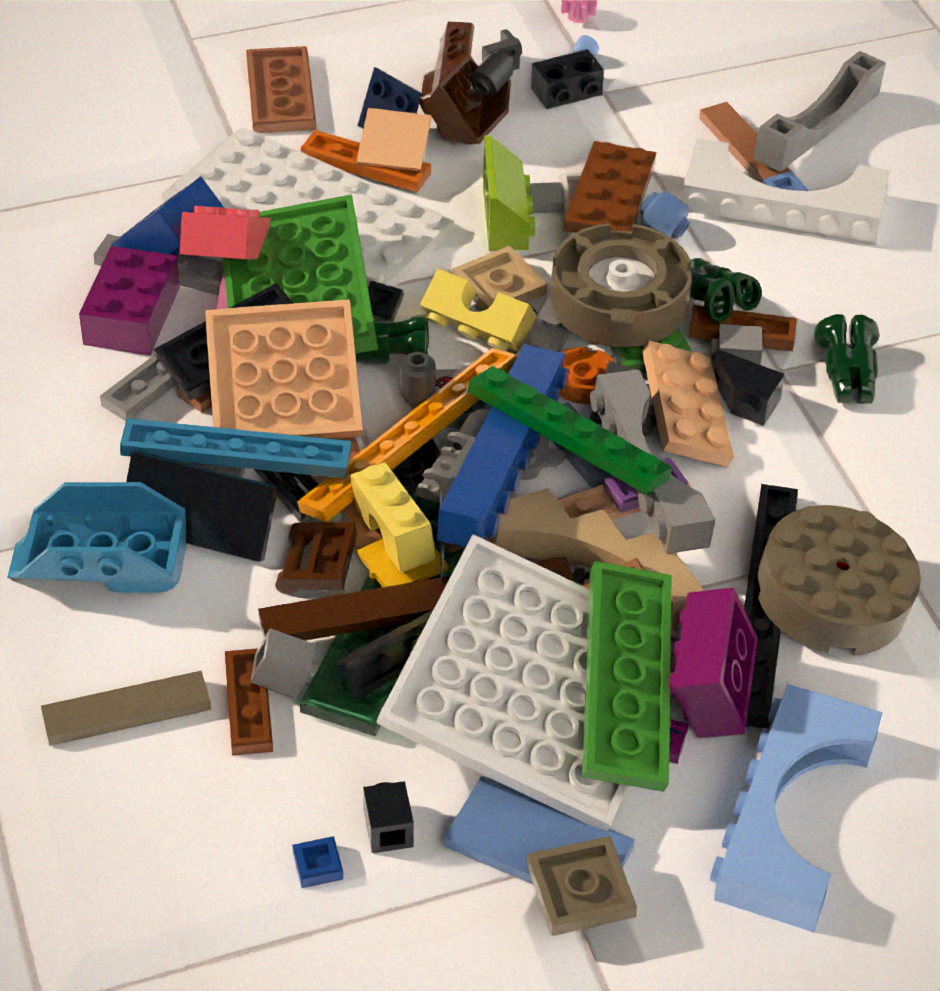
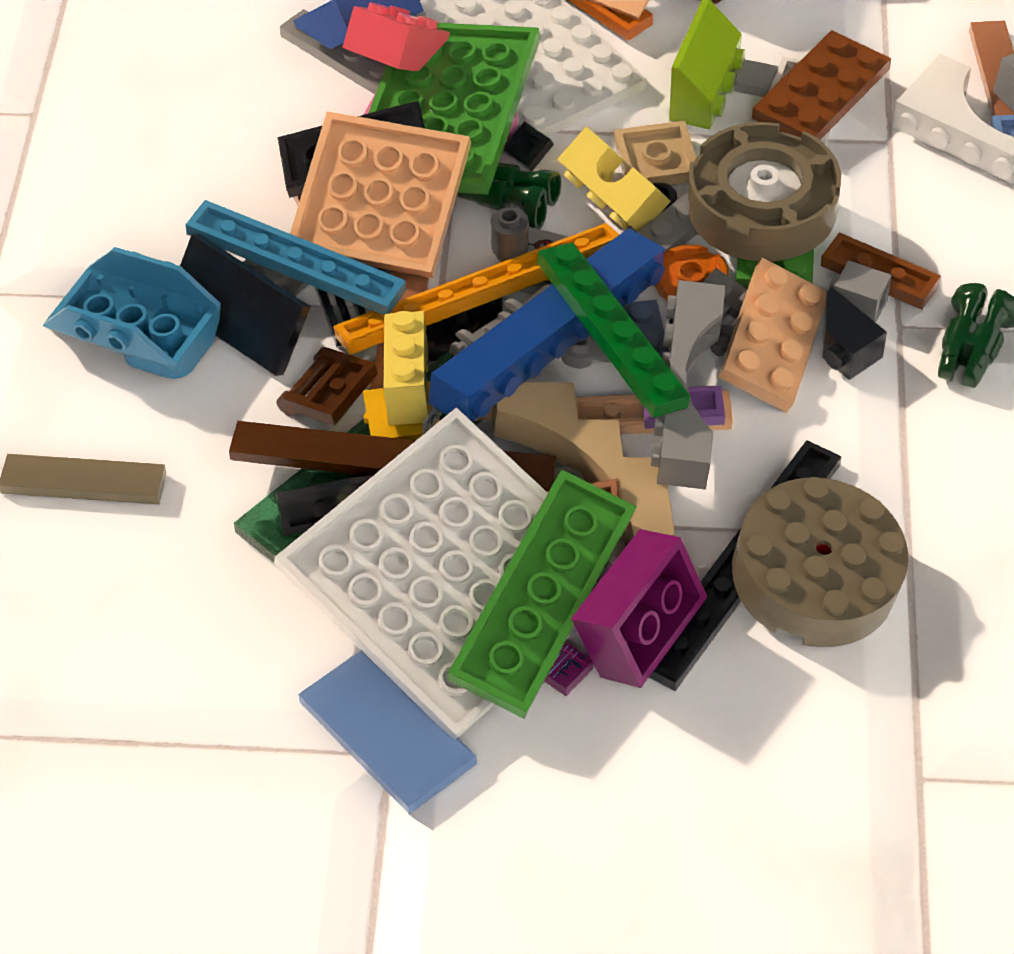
camera: 25 degrees right, 5 degrees up
(129, 300) = (286, 81): magenta brick -> none
(137, 389) = (248, 174): light grey plate -> none
(247, 706) = (194, 507): dark orange tile -> none
(284, 663) = (237, 481): light grey brick -> none
(317, 862) = (175, 679): blue tile -> none
(388, 816) = (256, 657): black brick -> none
(581, 885) = (393, 783): dark tan plate -> none
(665, 214) = (864, 129): medium blue head -> none
(722, 288) = (864, 215): dark green piece -> none
(760, 866) = (697, 708): light blue arch -> none

